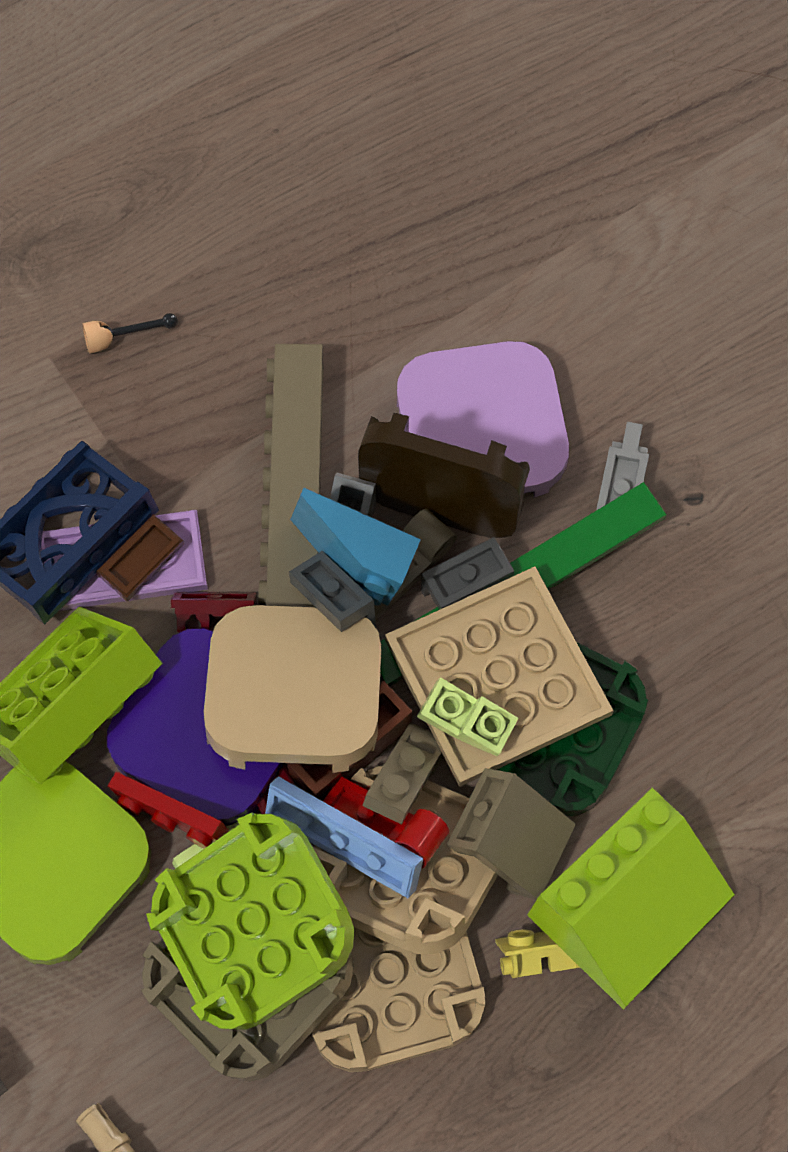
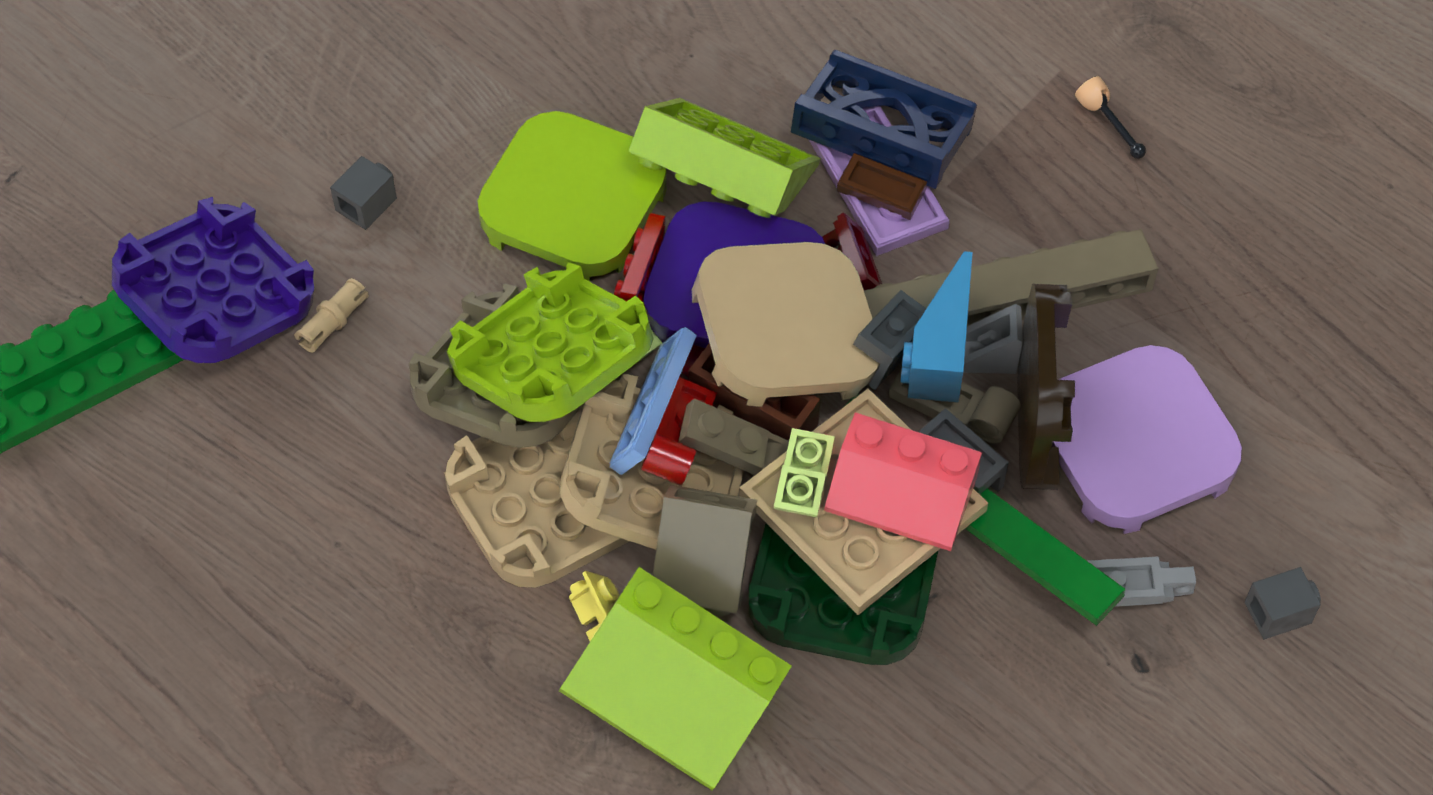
camera: 75 degrees right, 10 degrees down
(506, 631) = (903, 481): none -> coral slope
(675, 364) = (1283, 602): none -> dark grey brick

